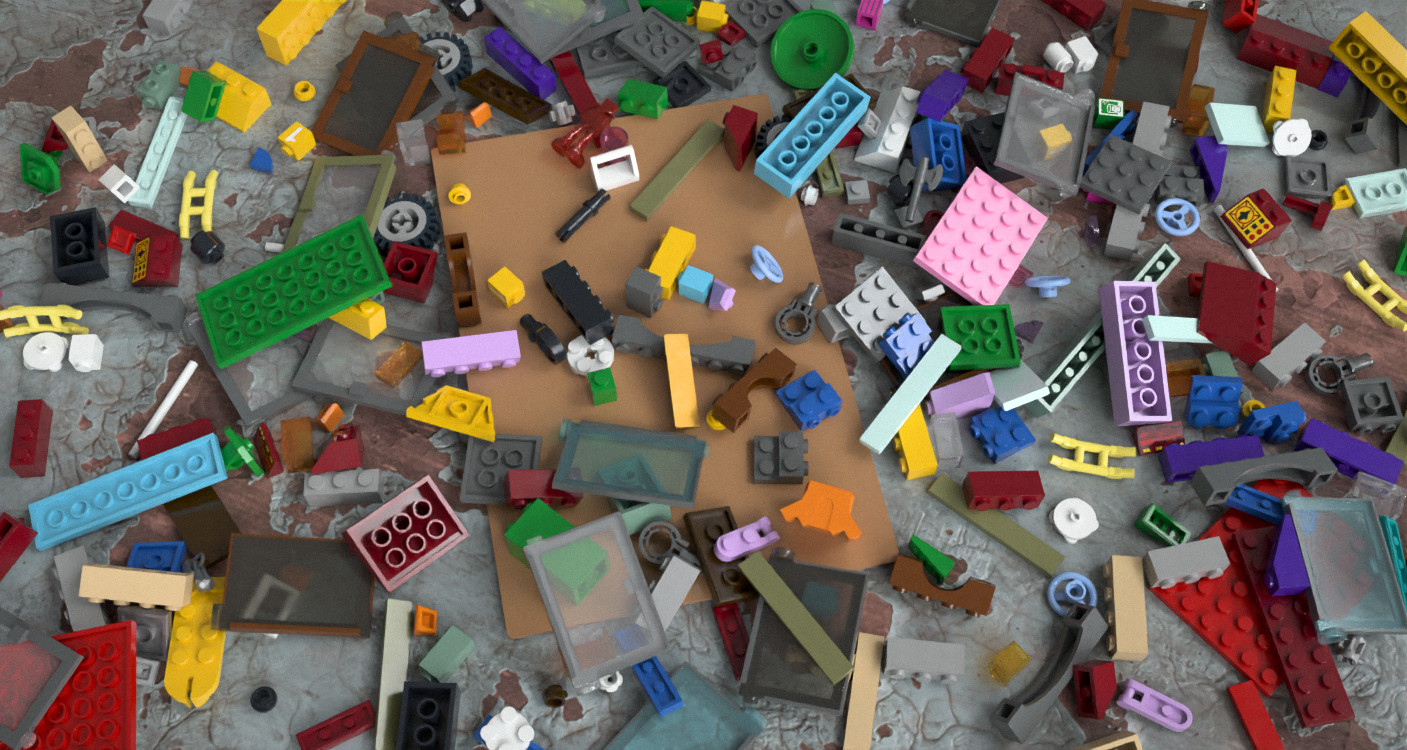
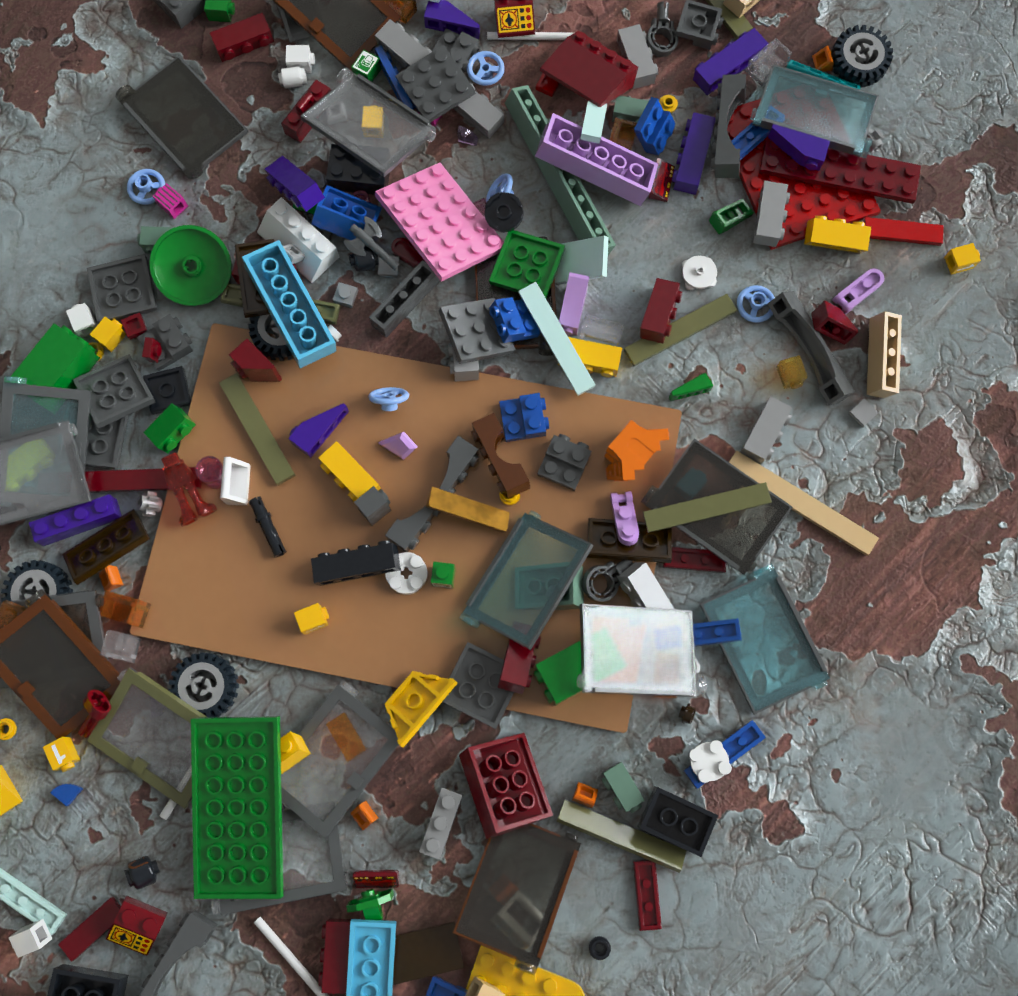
camera: 65 degrees left, 15 degrees up
(121, 239) = (93, 952): red tile -> none
(202, 579) = (461, 976): flat silver piece -> none
(205, 210) = (91, 881): light yellow piece -> none
(297, 444) = (382, 849): clear orange panel -> none
(341, 450) = (409, 816): dark red slope -> none
(343, 146) = (97, 708): none -> dark red piece
(410, 271) = (255, 695): dark red slope -> none
(459, 194) = (195, 625): yellow plate -> none
(463, 279) = (288, 653): reddish brown arch -> none
(471, 352) = (365, 672): lavender brick -> none
(544, 338) = (376, 605): black pin -> none
(695, 284) = (379, 461): medium azure brick -> none
(697, 216) = (314, 431): none -> dark purple slope
(803, 310) = (437, 380): dark grey pin -> none
(929, 292) = (466, 283): light grey plate -> none
(973, 595) = (732, 373): reddish brown arch -> none
(987, 59) = (267, 131): dark red brick -> none
(1000, 433) = (610, 291): blue plate -> none
(1022, 289) = (504, 212): none -> black tile
(1028, 330) = (531, 225): clear purple tile -> none
(1103, 451) = (655, 224): light yellow piece -> none
(1125, 608) = (782, 271): tan brick -> none
(1207, 650) = (837, 234): none -> yellow brick
(1274, 422) = (690, 95): blue plate -> none

